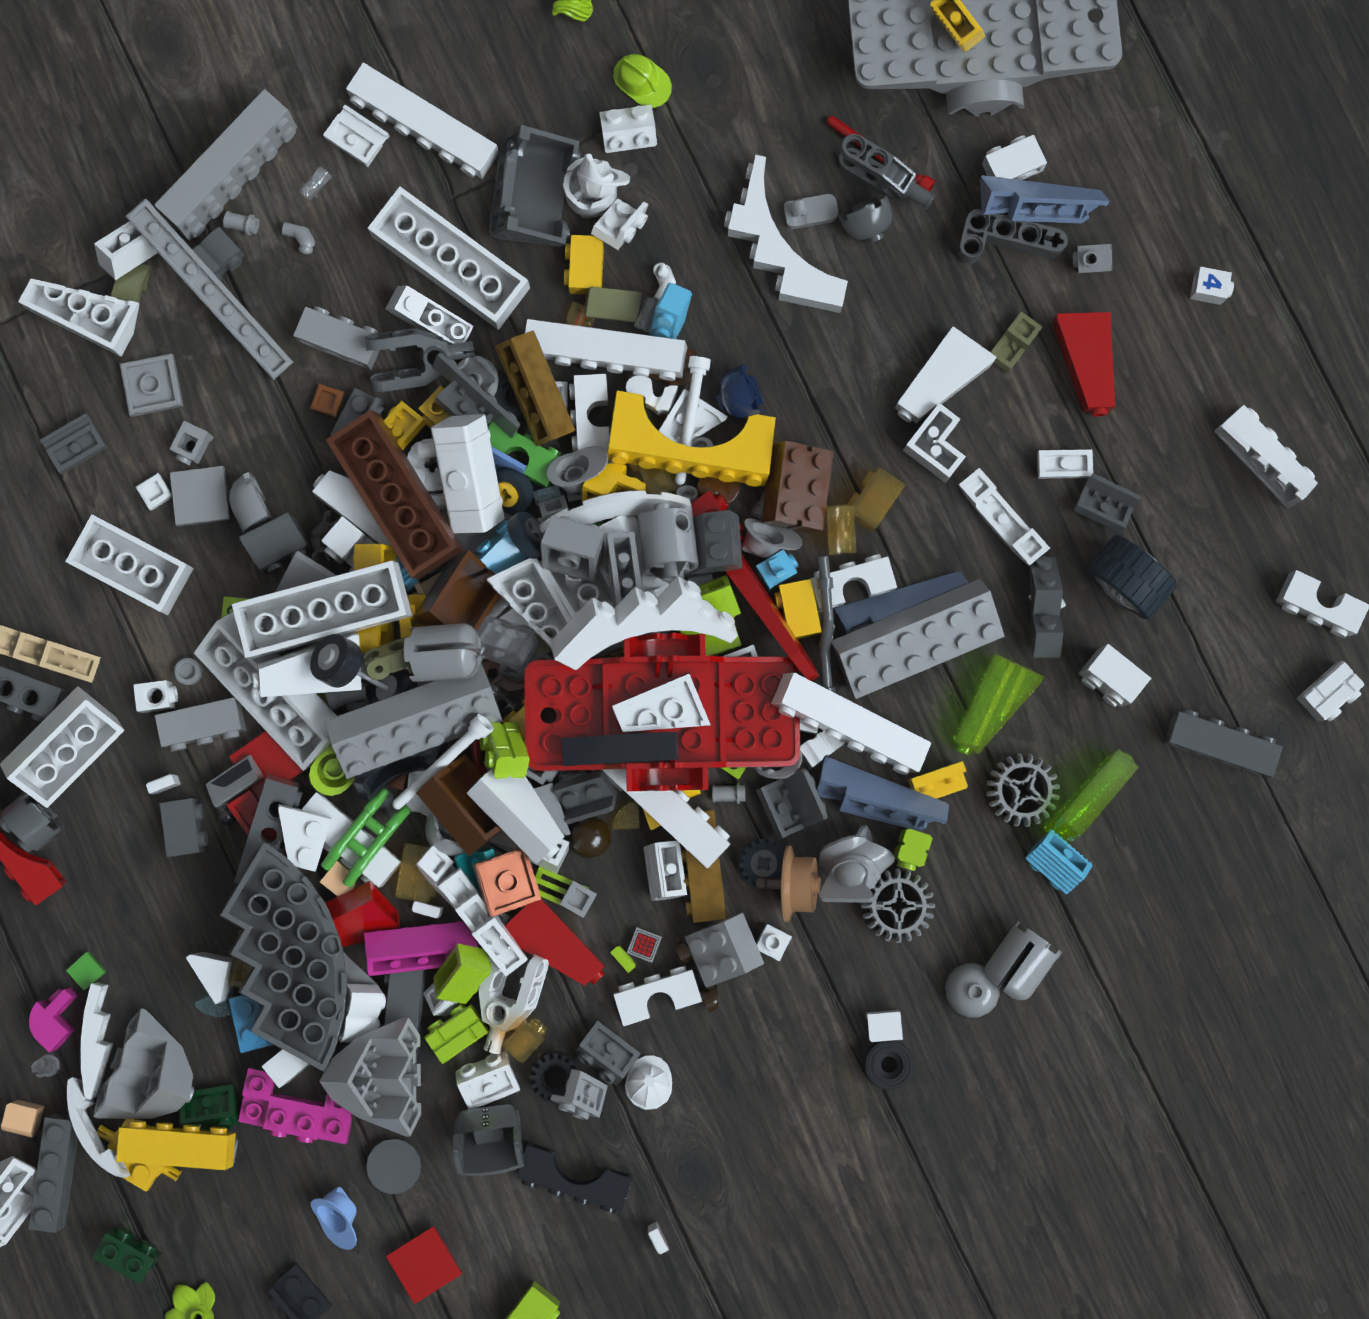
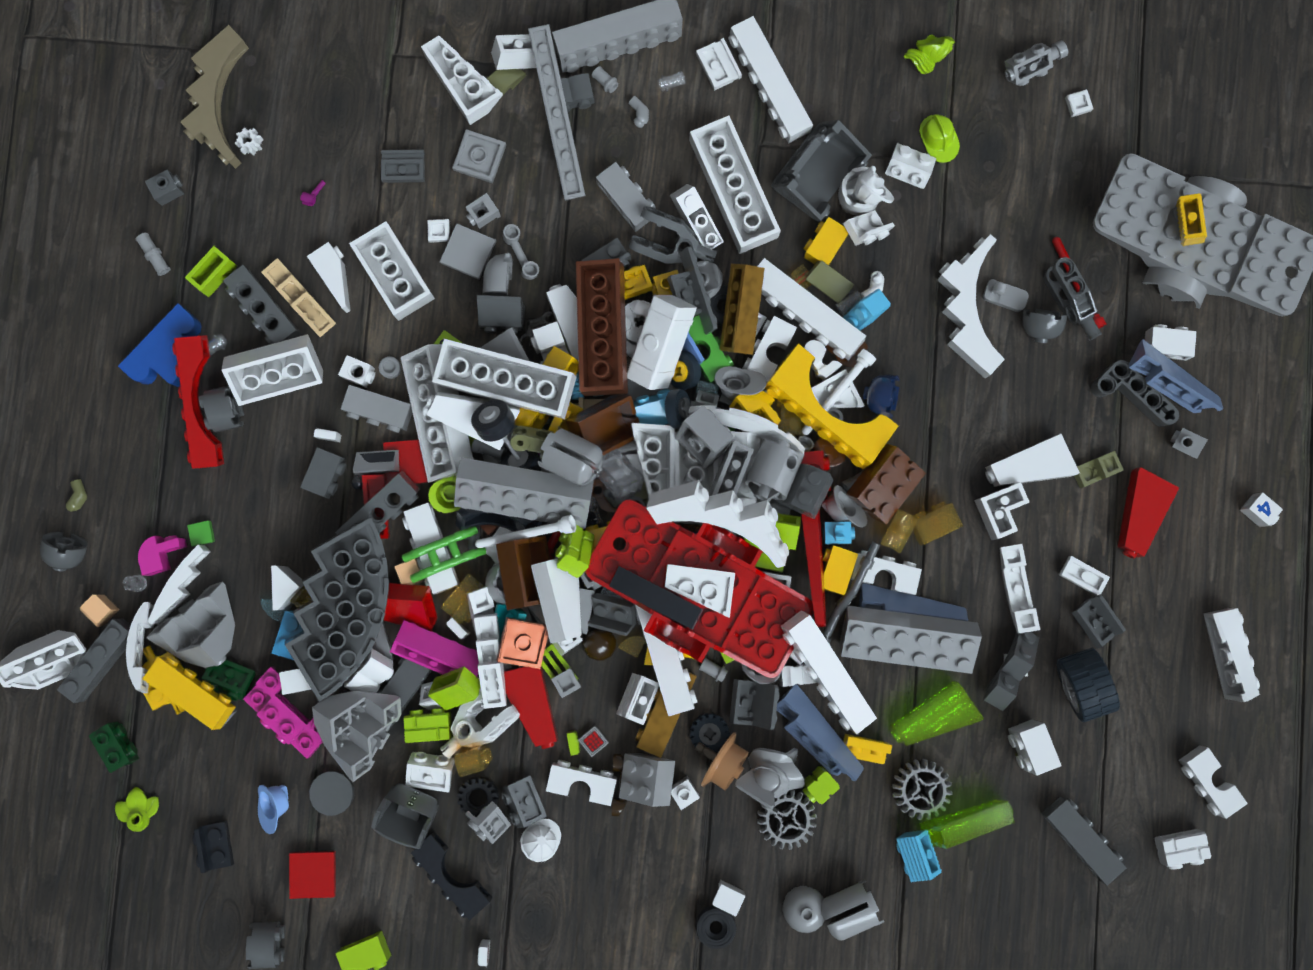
camera: 30 degrees right, 0 degrees up
(63, 602) = (333, 272): none -> white slope
(238, 453) = (511, 236): none -> light grey bar
(303, 835) = (401, 528): white wing -> none
(327, 400) = (593, 236): dark orange tile -> none

